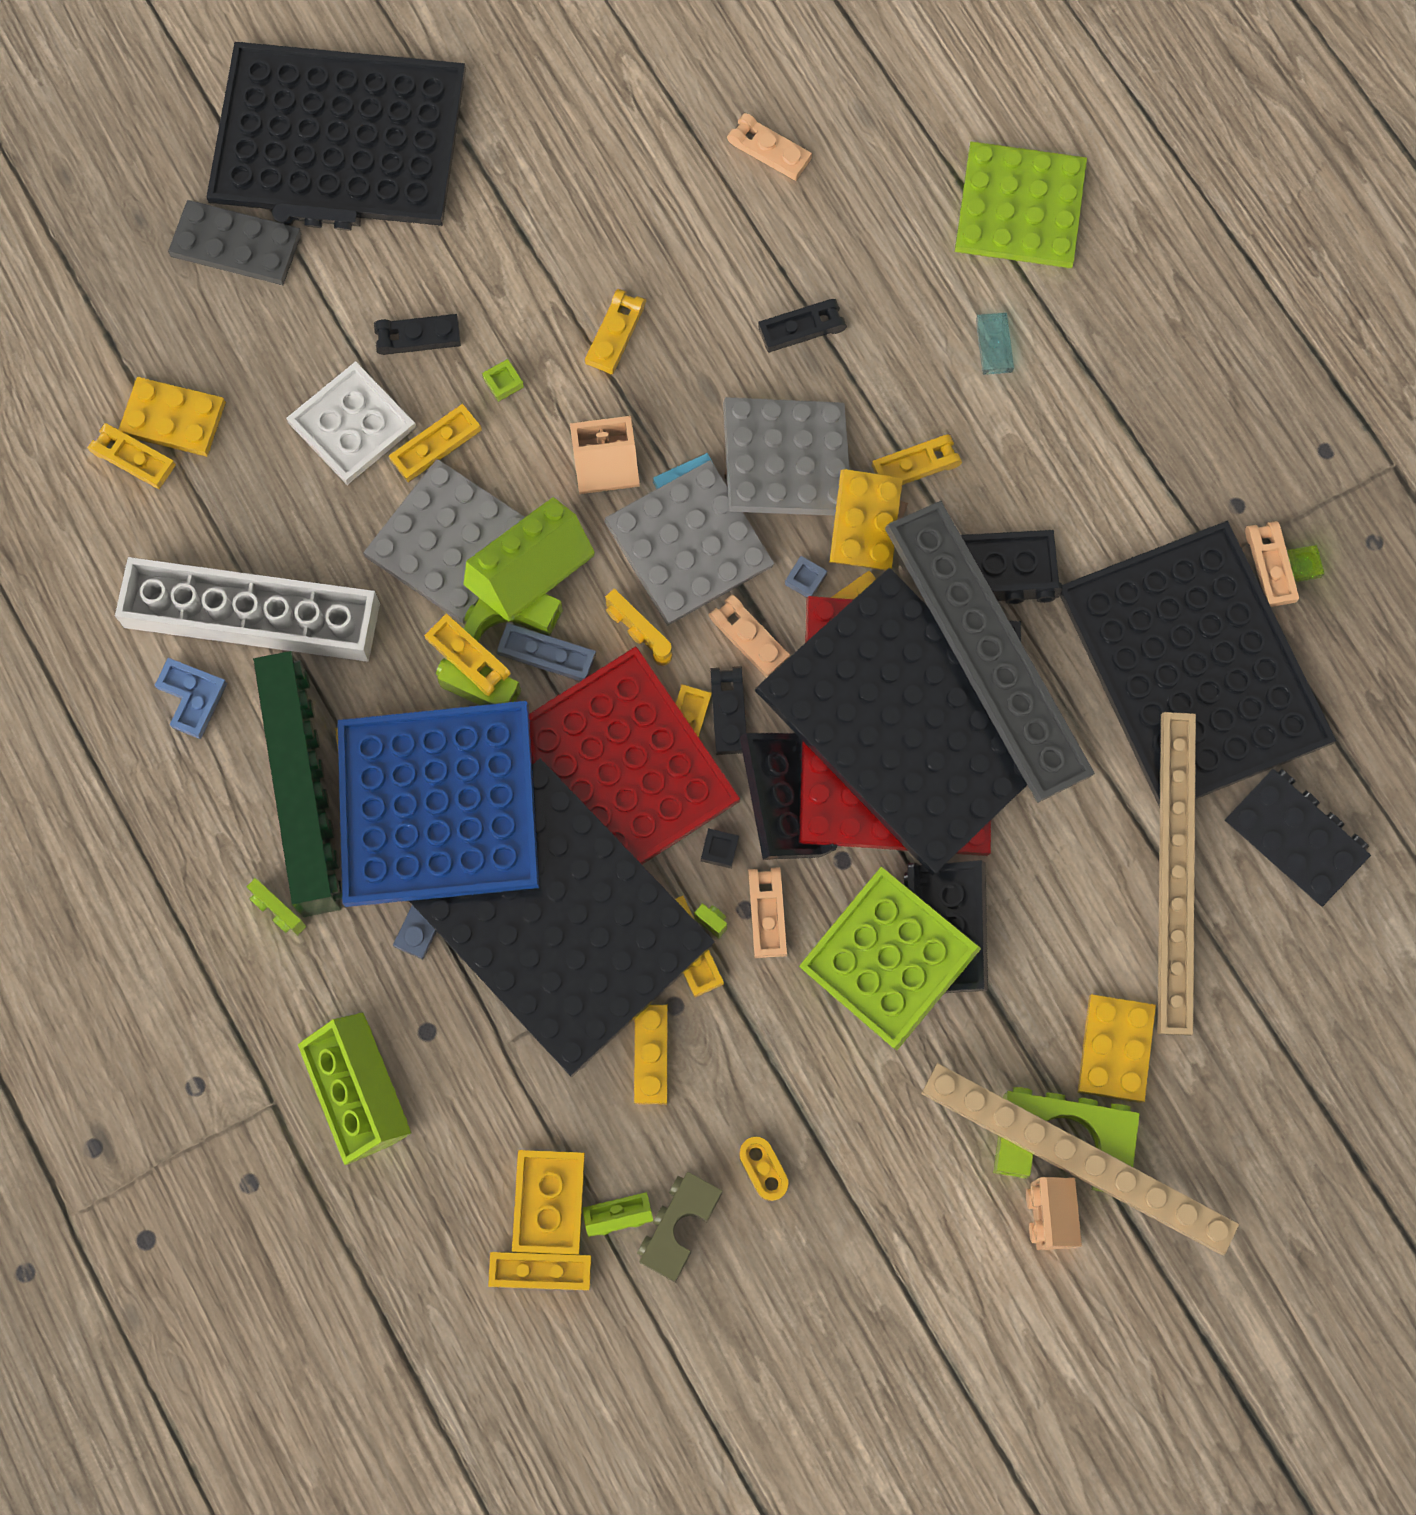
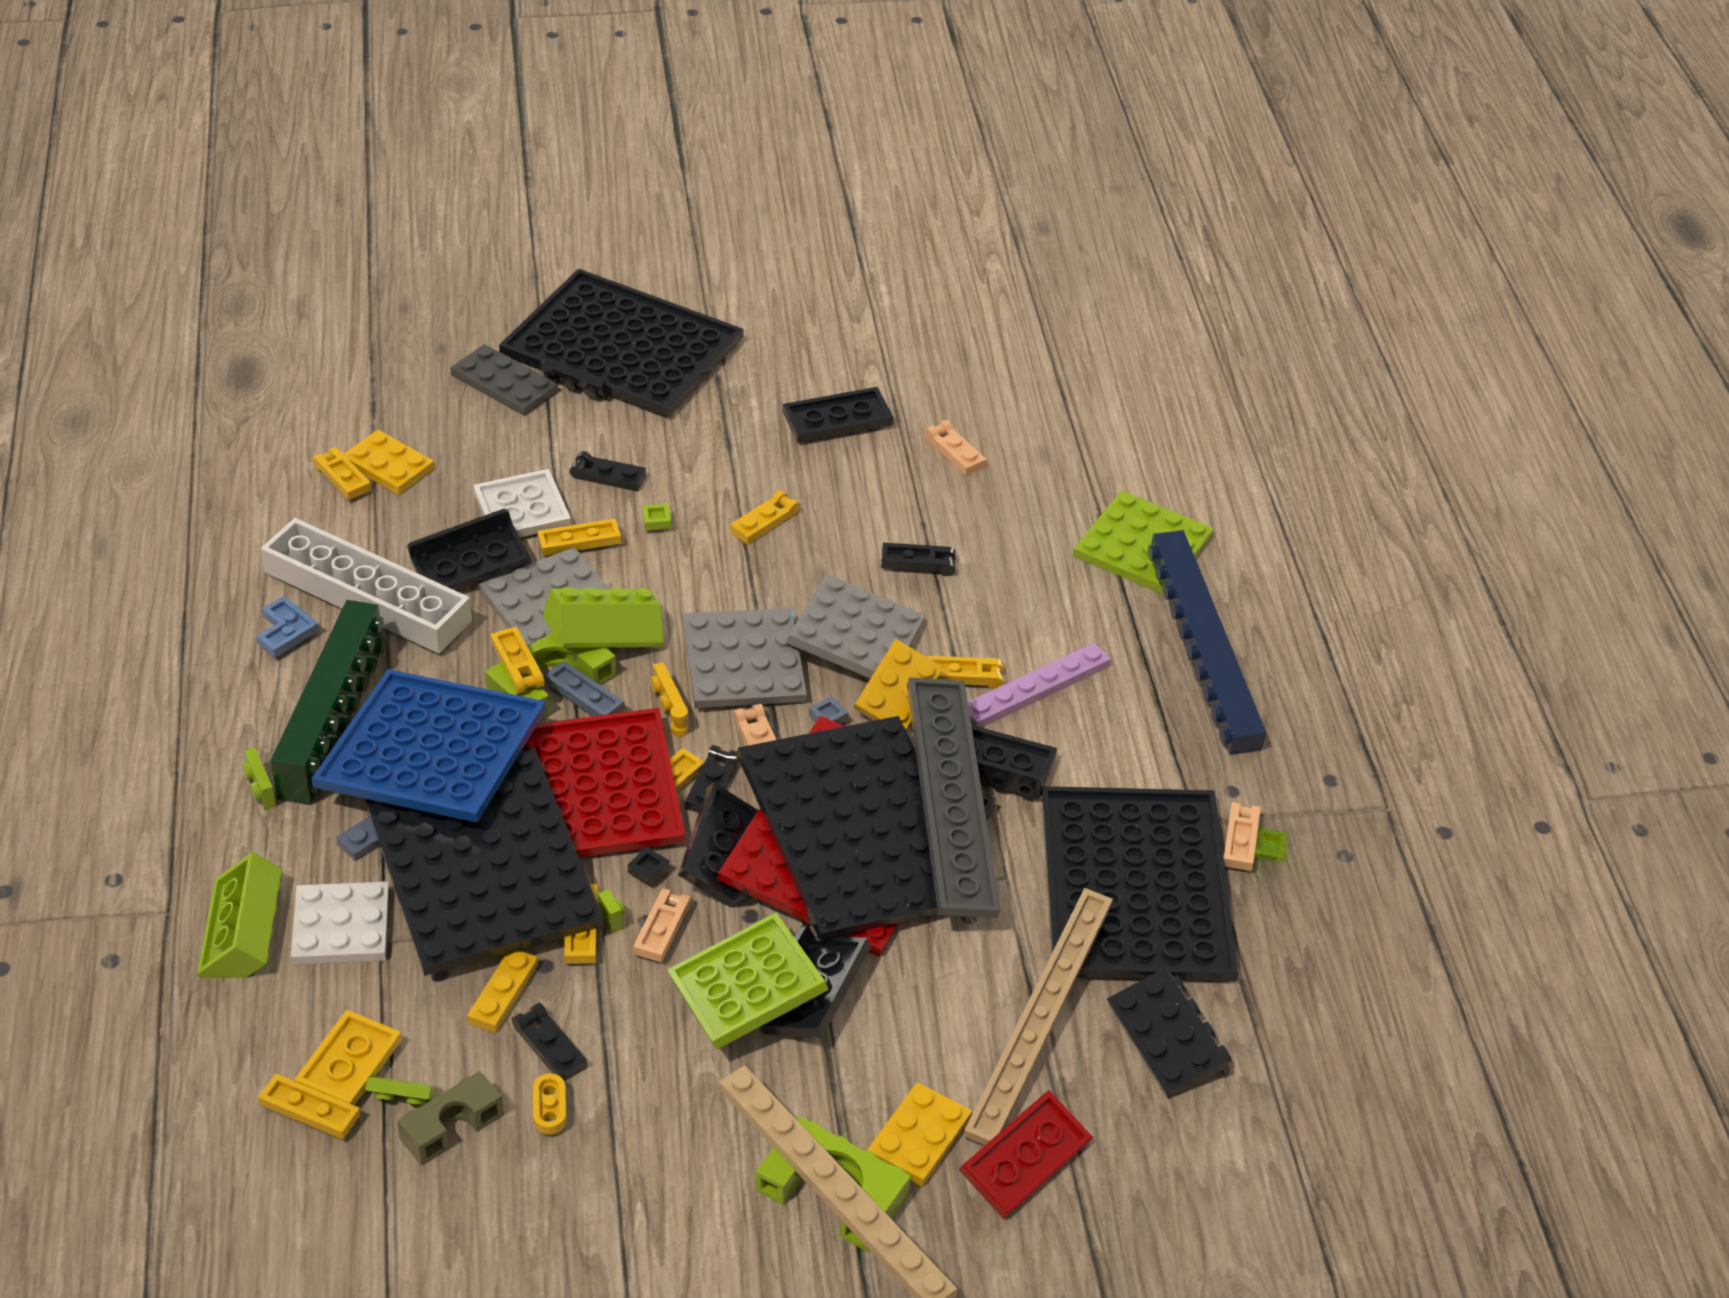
camera: 20 degrees right, 30 degrees down
(335, 521) = (470, 551): none -> black bracket
(451, 1043) = (340, 923): none -> white plate
(605, 454) = (708, 580): light nougat slope -> none
(625, 150) = (837, 414): none -> black plate
(727, 1097) = (549, 1042): none -> black plate
(994, 343) = (1074, 620): clear light blue plate -> none
(995, 446) = (1037, 685): none -> lavender plate
(1054, 1213) = (790, 1226): light nougat slope -> none
(1144, 326) = (1206, 643): none -> dark blue brick
(1225, 1032) = (1025, 1154): none -> red tile

